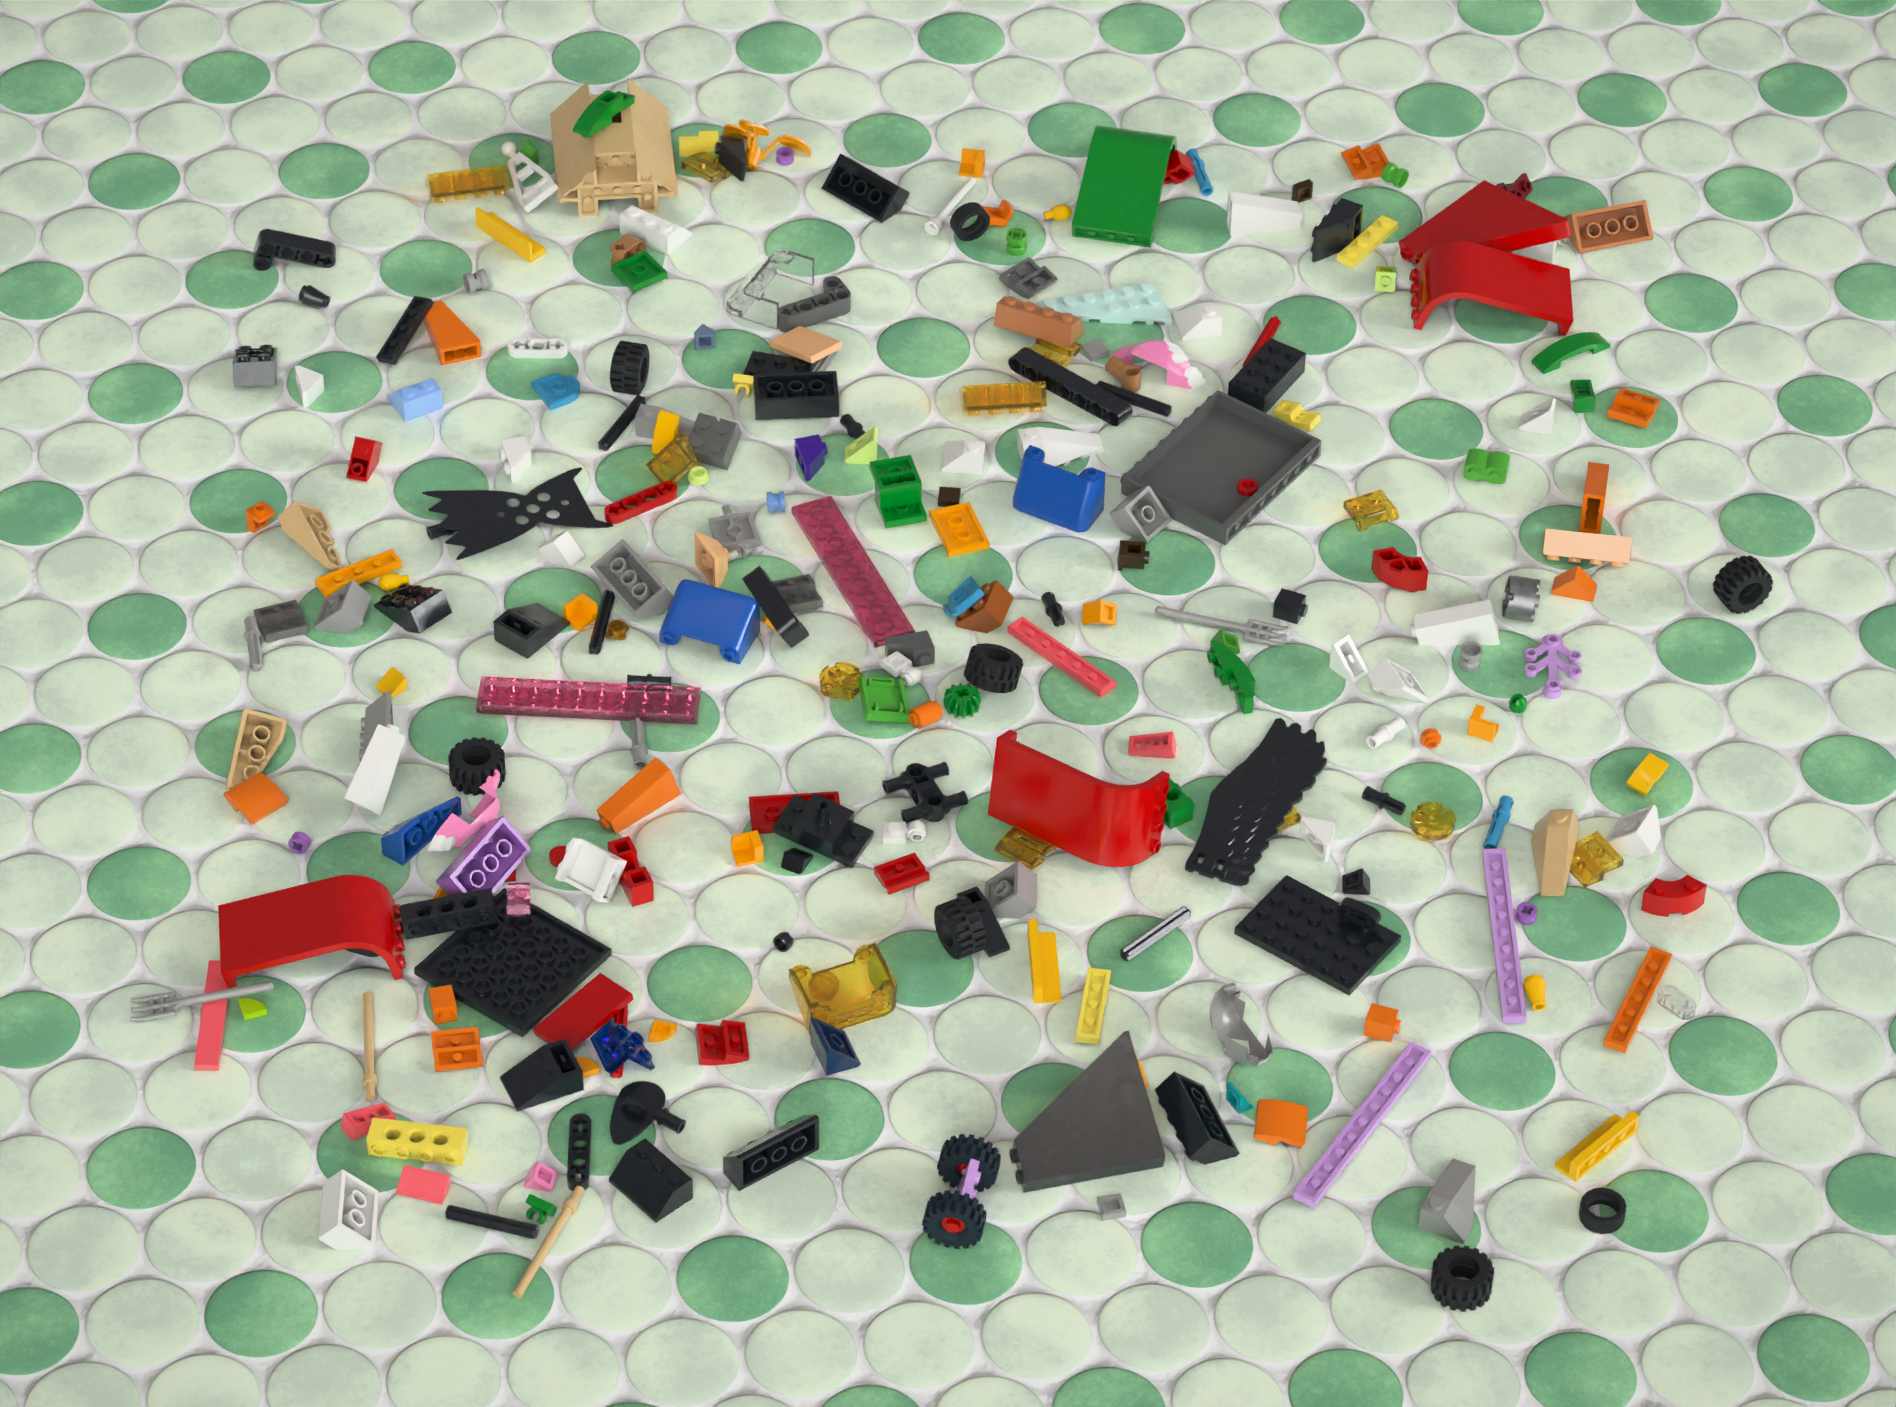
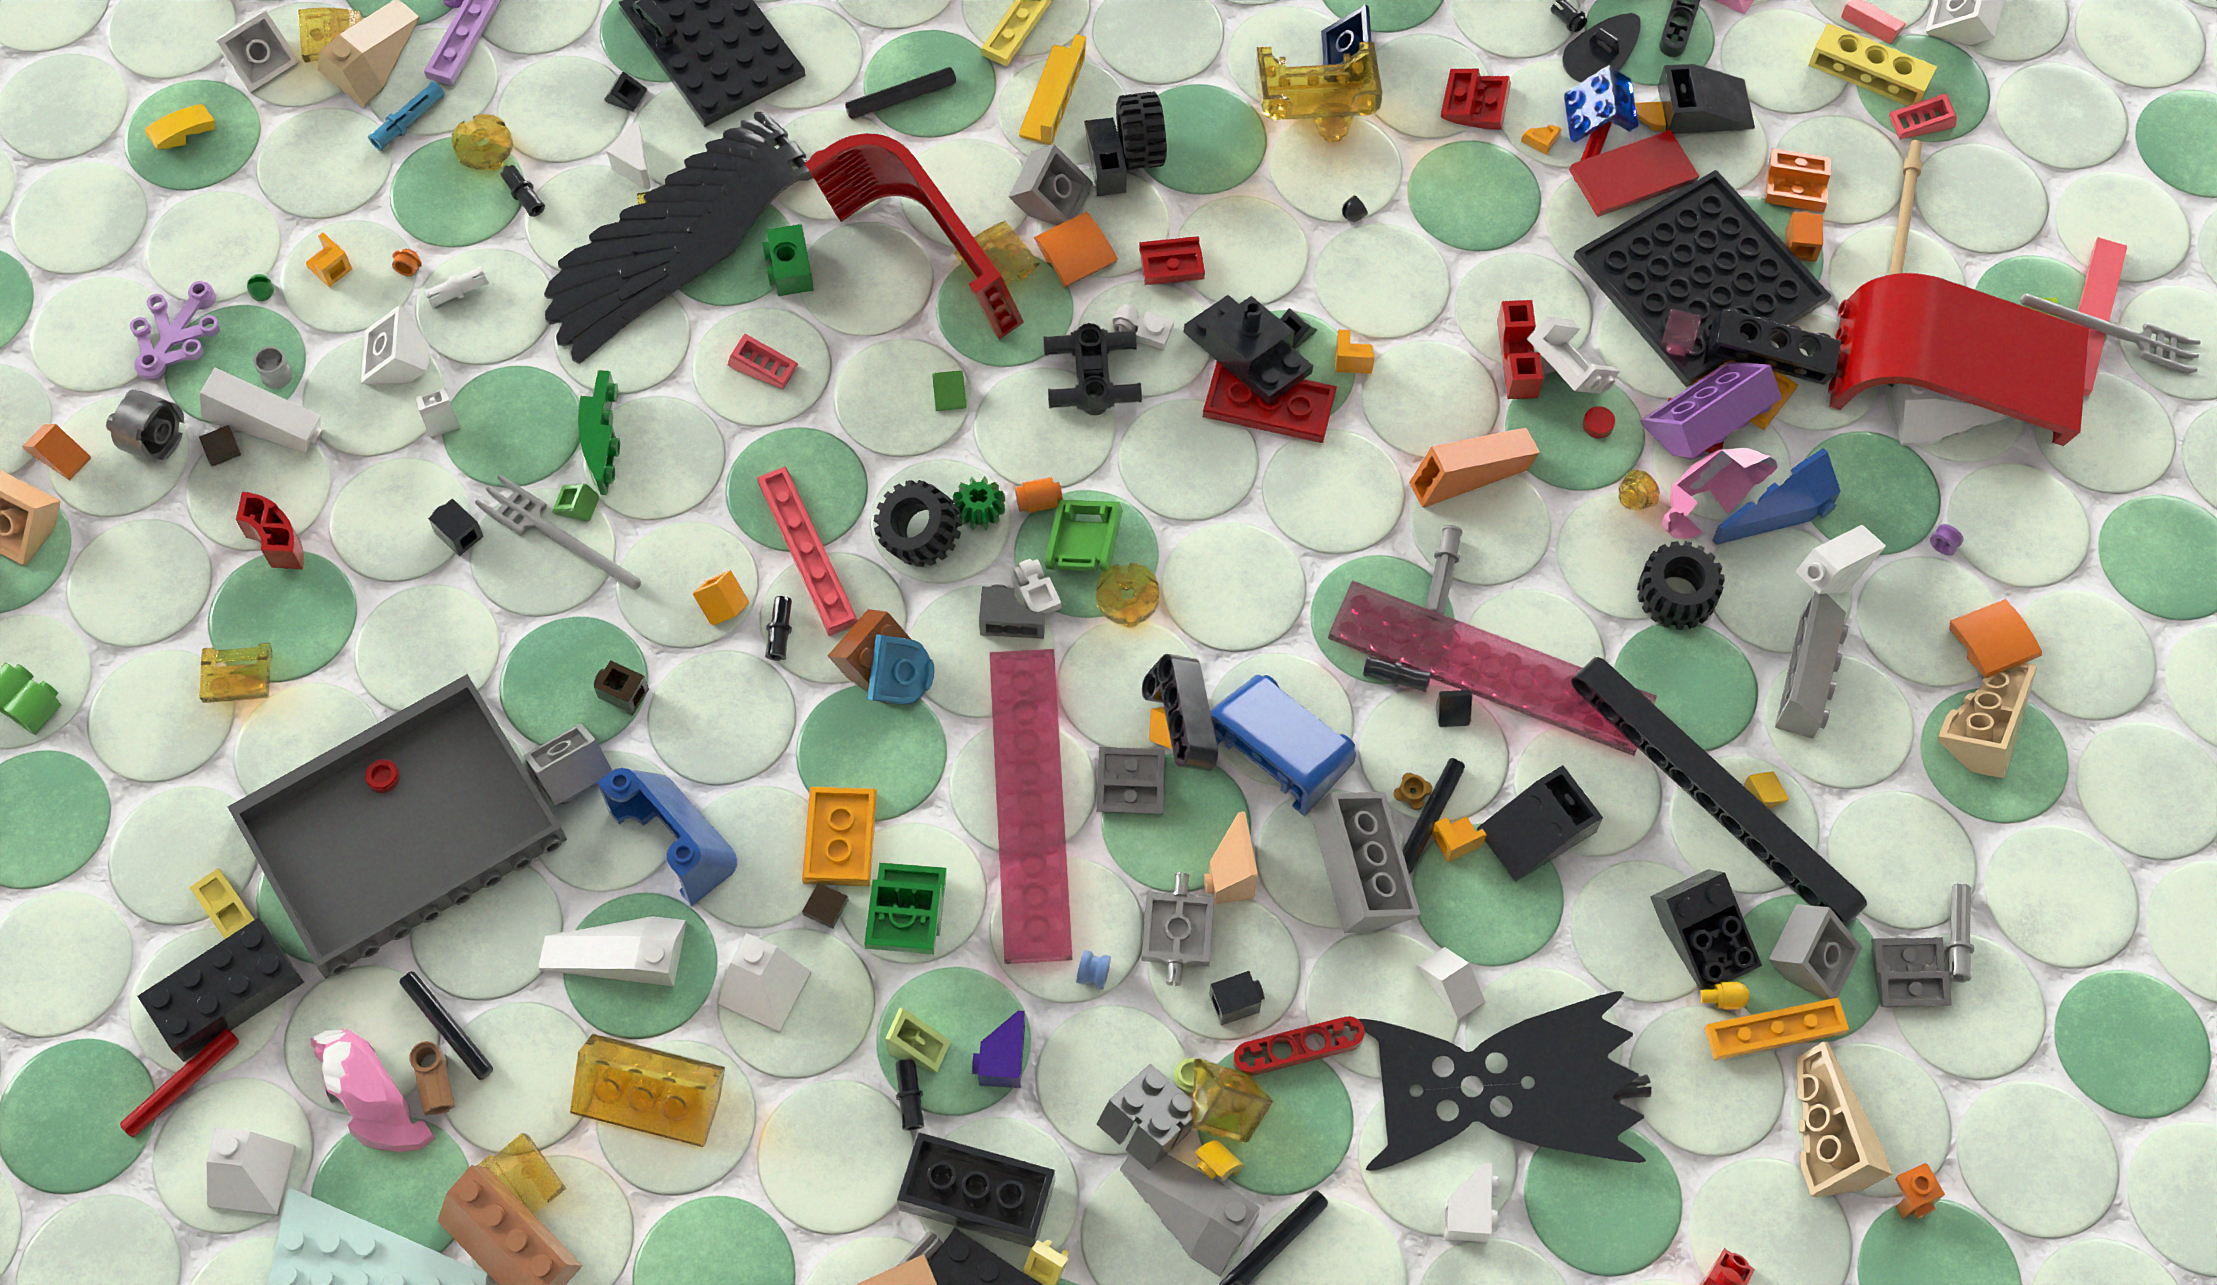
camera: 160 degrees left, 20 degrees up
(425, 663) = (1717, 791): none -> black beam
(520, 815) = (1638, 490): none -> clear yellow cone
(606, 674) = (1454, 708): none -> black slope
(686, 509) = (1236, 997): none -> black brick
(973, 864) = (1076, 249): none -> orange slope
(1070, 386) = (532, 1080): black beam -> none
(1095, 350) = (446, 1161): light grey tile -> none

